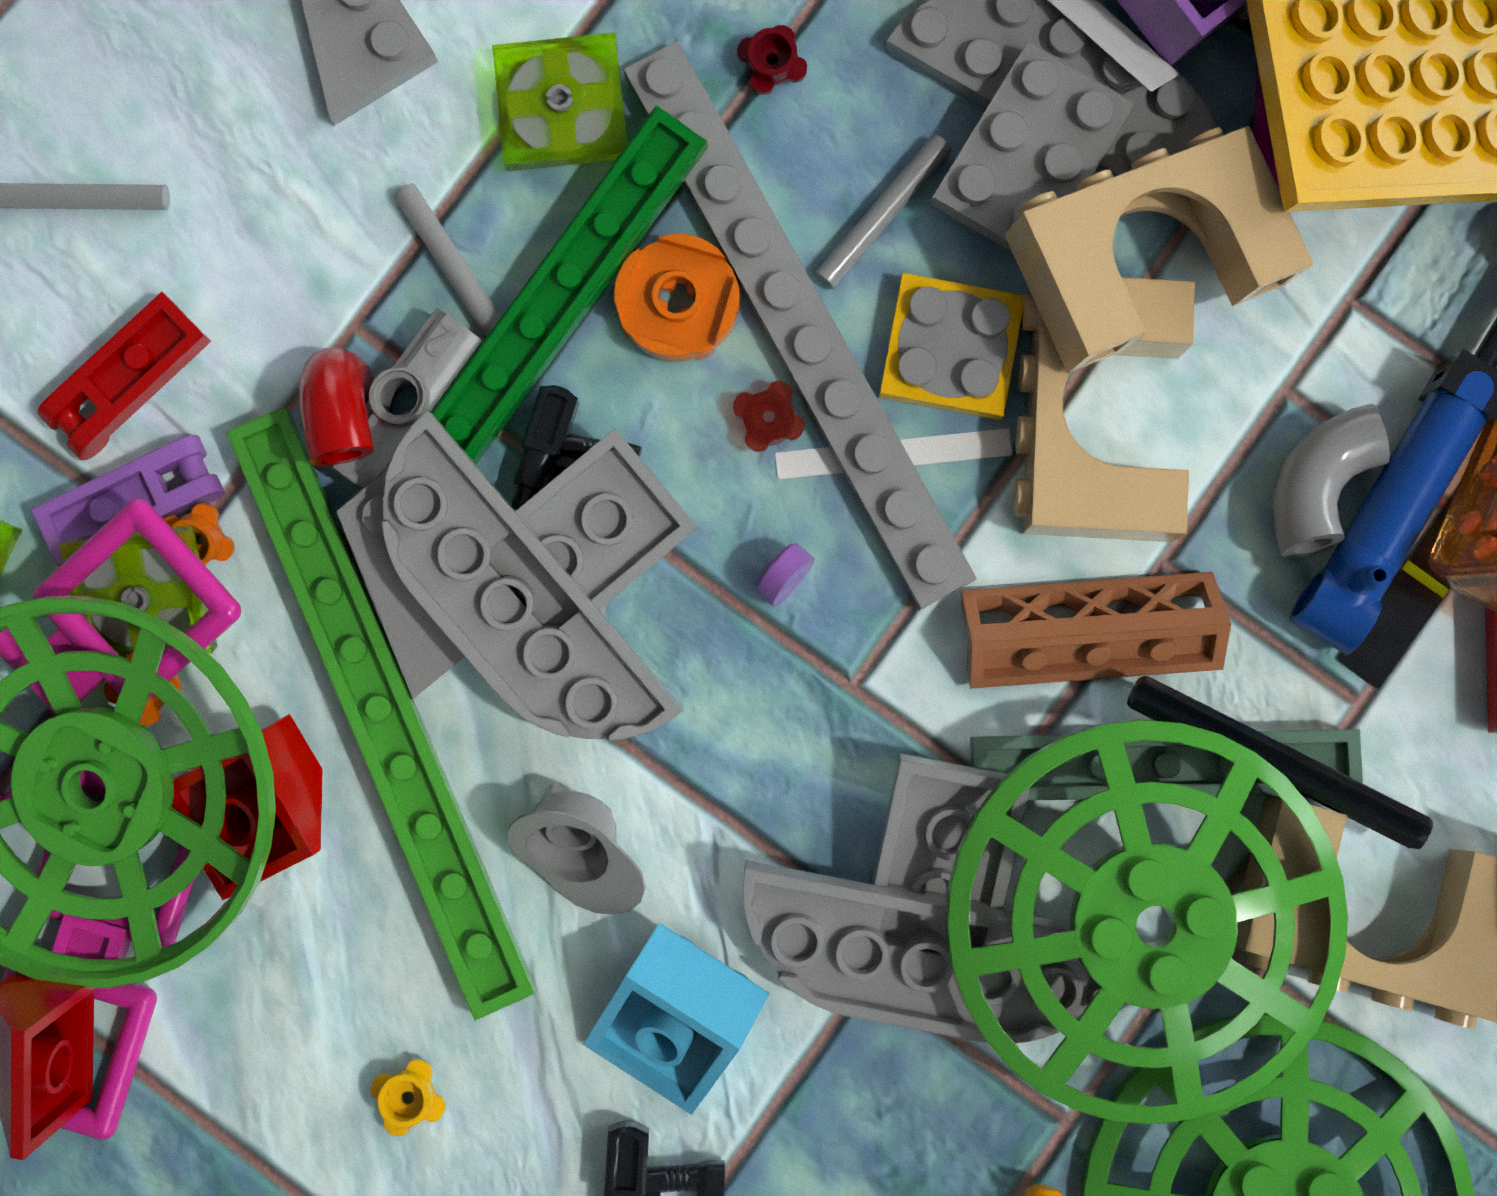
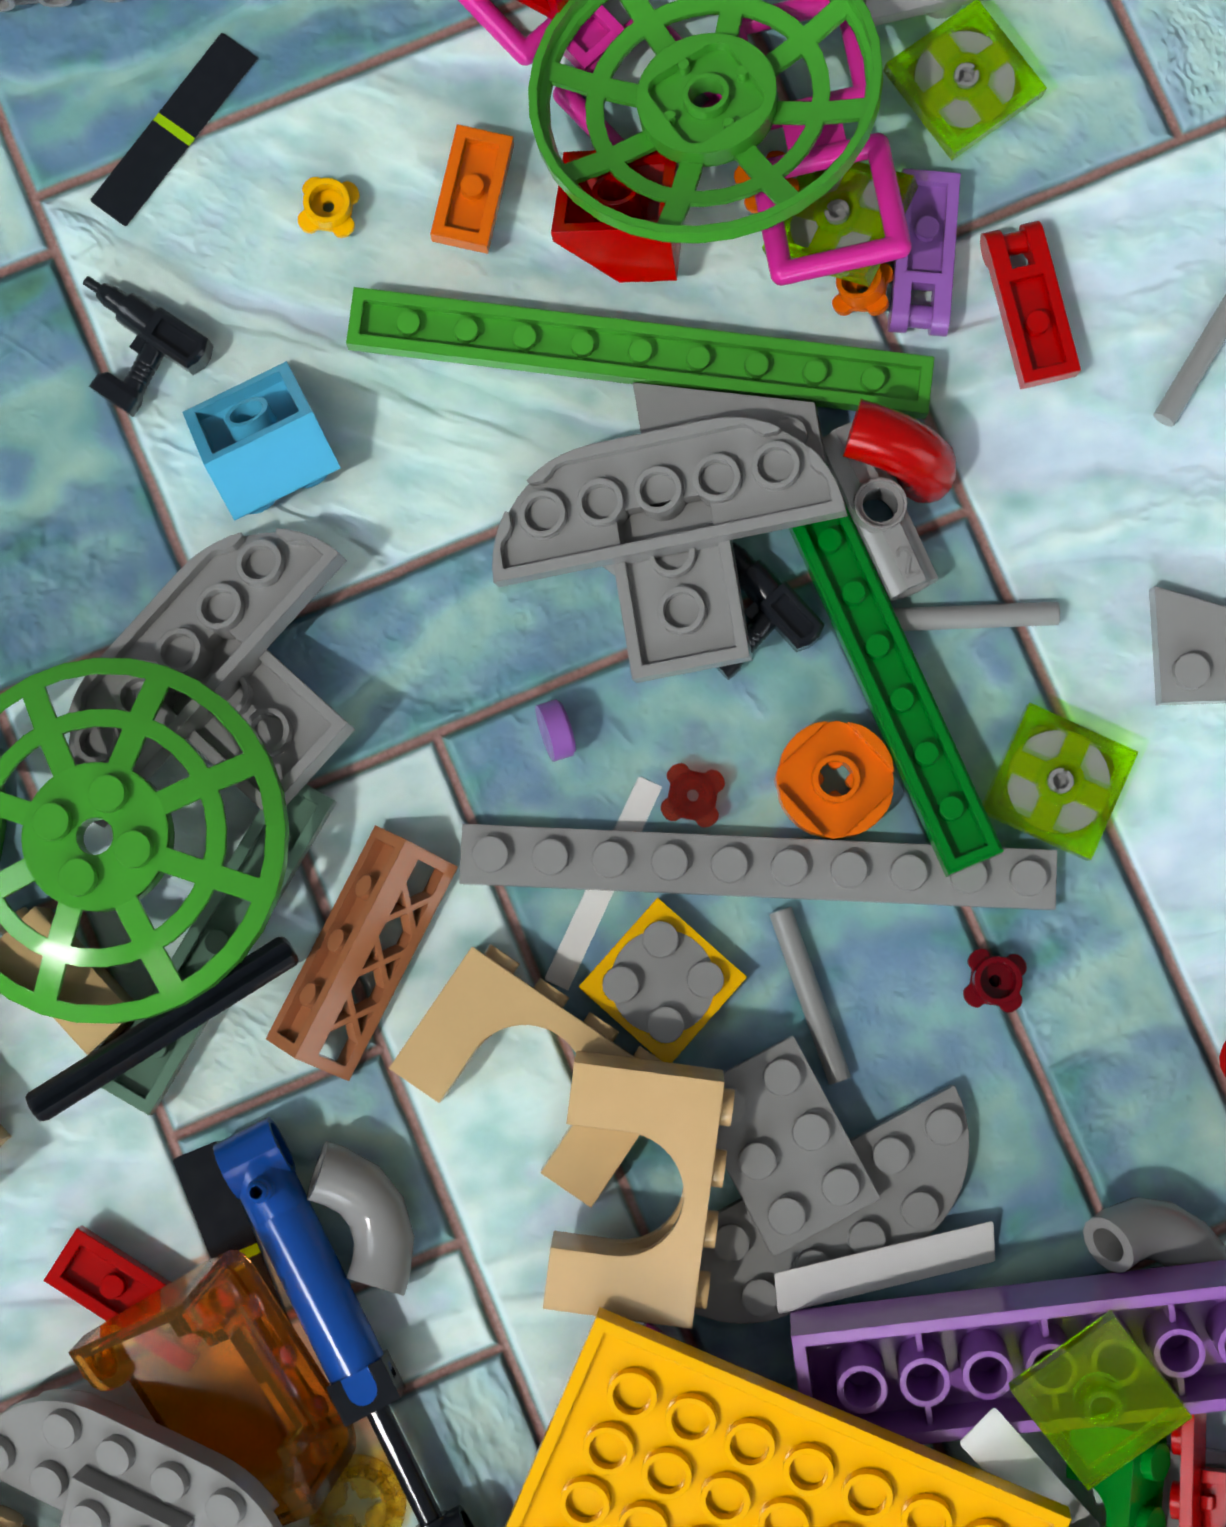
camera: 115 degrees right, 0 degrees up
(309, 966) = (472, 189): none -> orange plate
(576, 851) = (438, 439): light grey piece -> none

